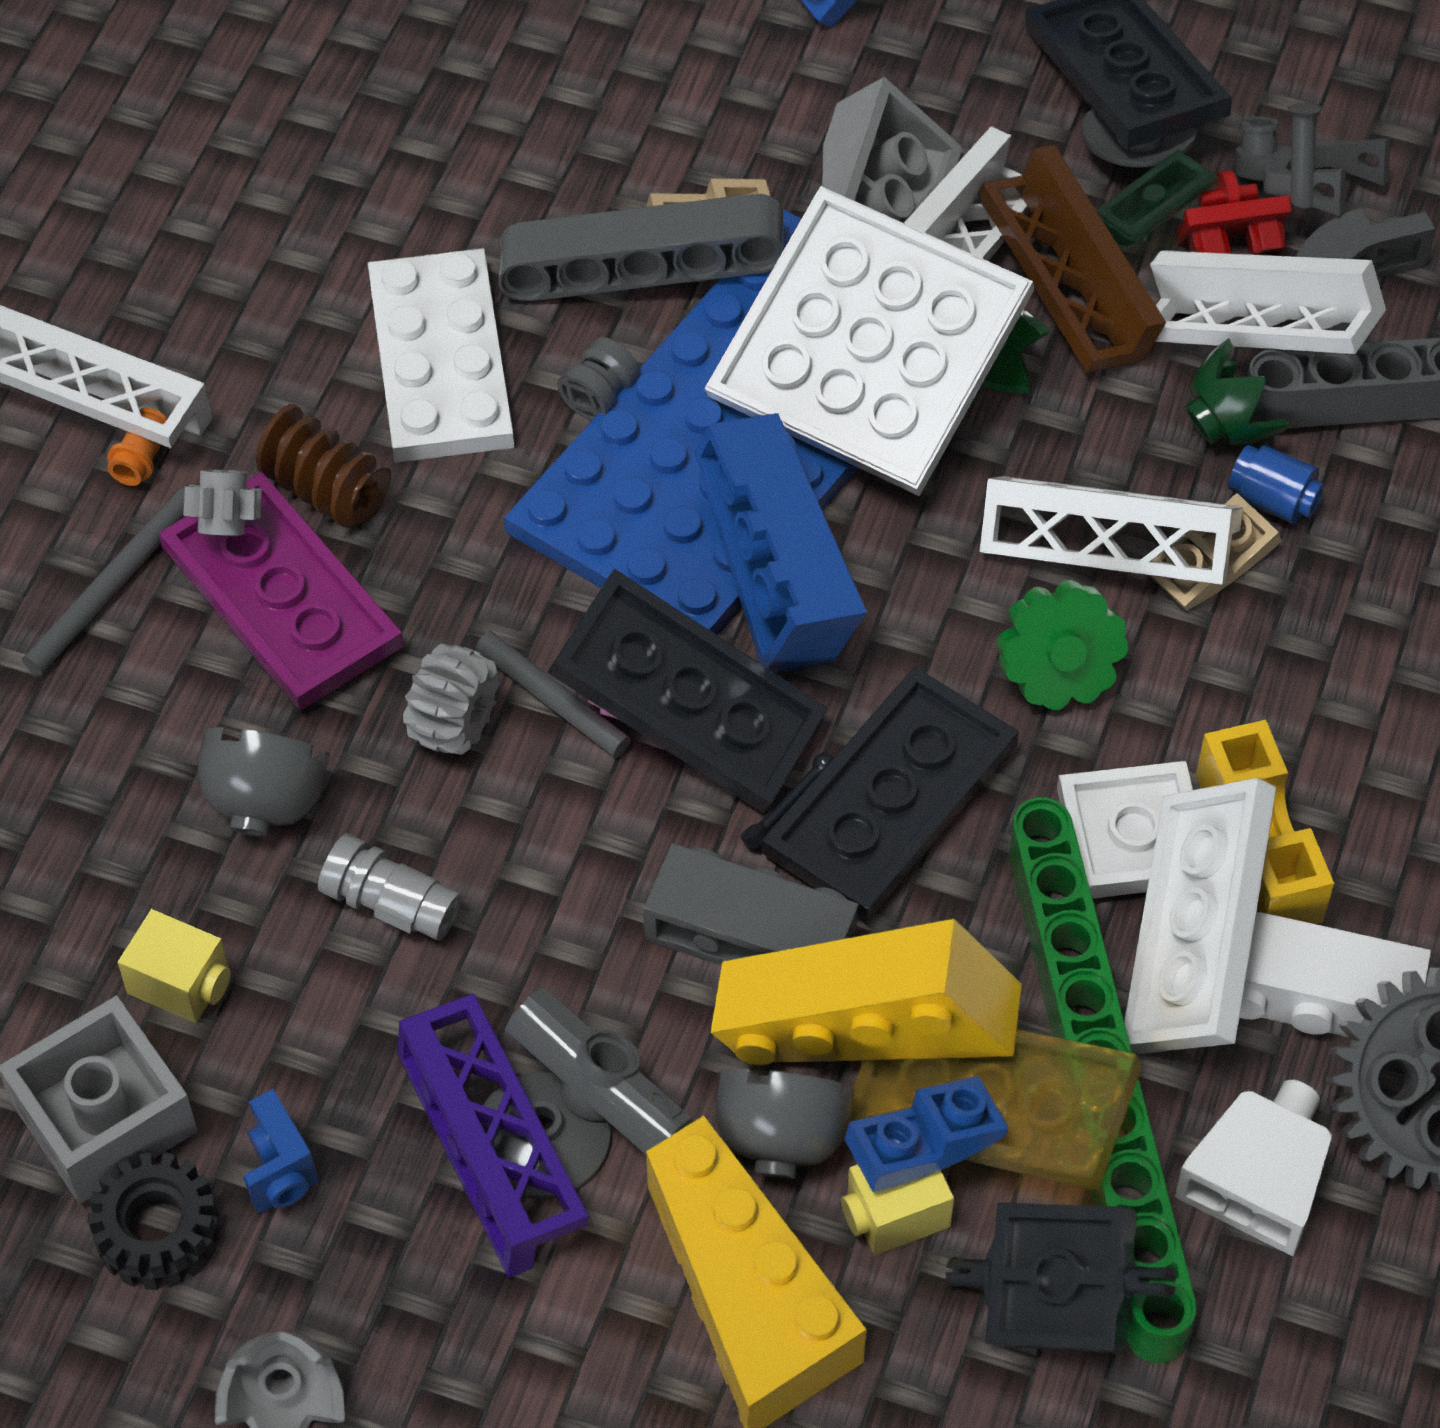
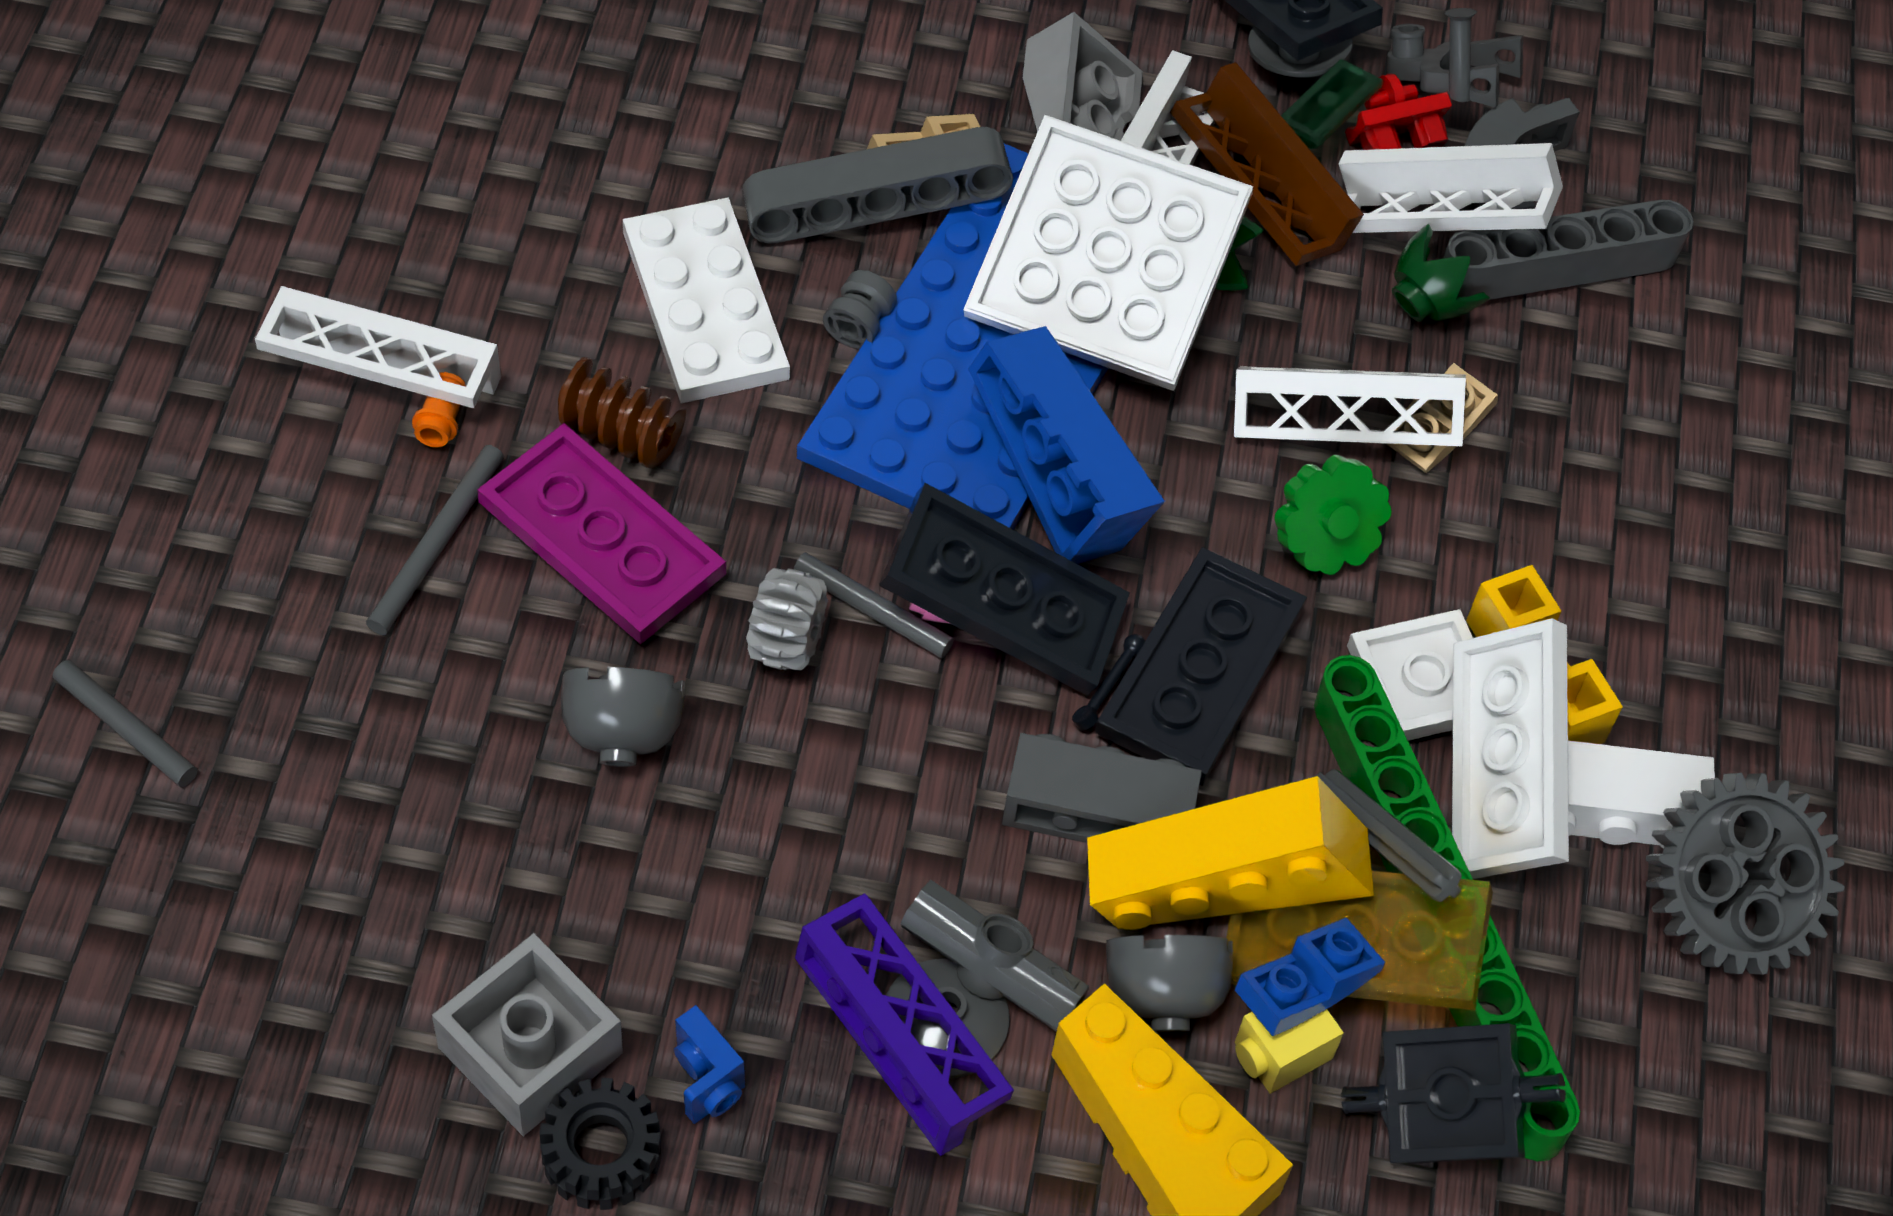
camera: 15 degrees left, 0 degrees up
(175, 966) = (574, 899): light yellow brick -> none
(222, 502) = (539, 455): light grey gear -> none
(390, 889) = (765, 804): light grey axle -> none
(1043, 994) = (1396, 841): none -> dark grey axle
(1260, 1165) = (1605, 971): white torso -> none
(1276, 483) = (1485, 350): blue brick -> none

